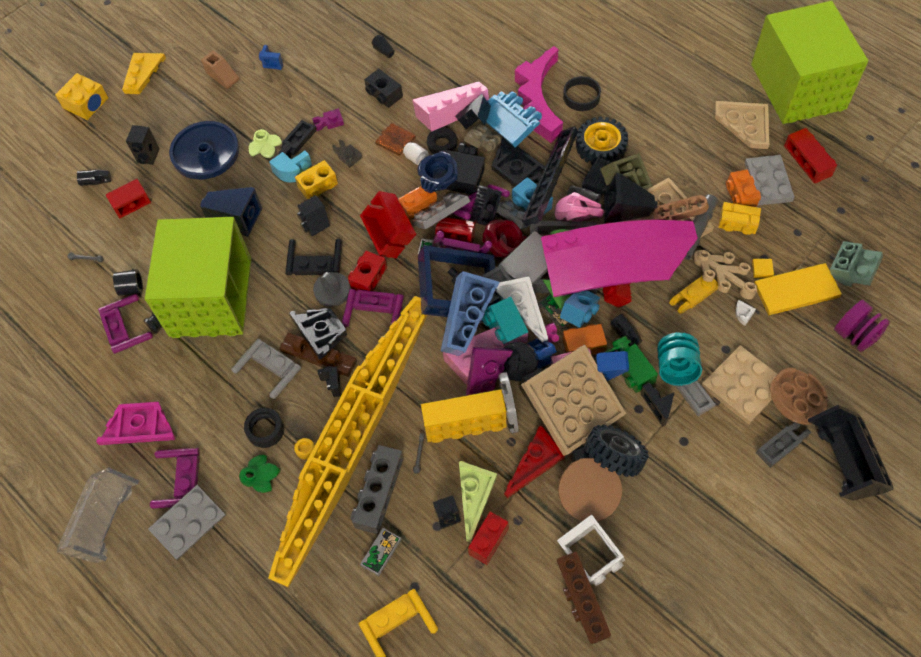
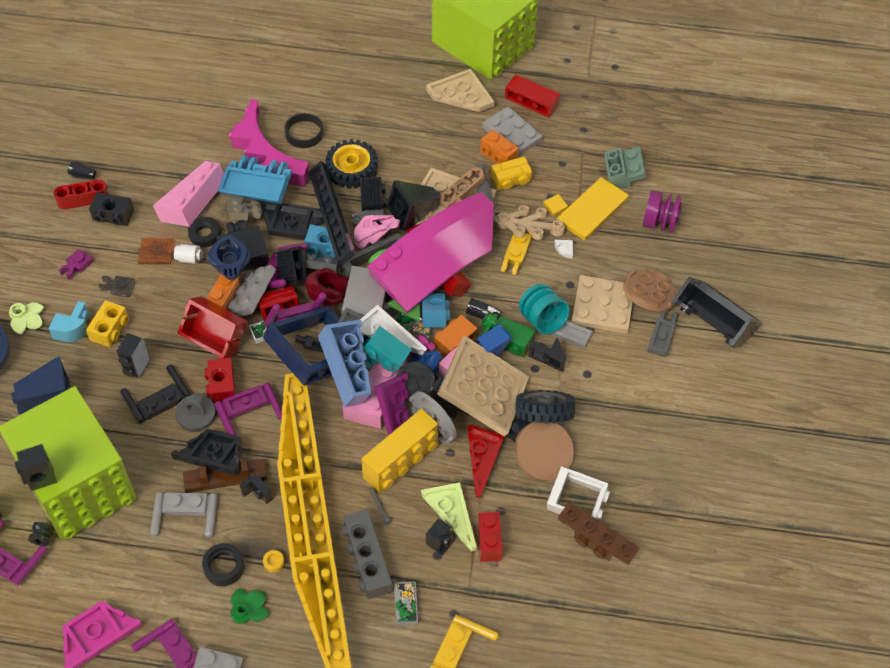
camera: 40 degrees left, 5 degrees down
(151, 267) = (35, 467): none -> black brick
(297, 138) = (57, 294): black hinge -> none
(366, 63) = (79, 193): none -> red beam
(476, 110) = (220, 188): black slope -> none
(630, 167) = (396, 171): olive brick -> none

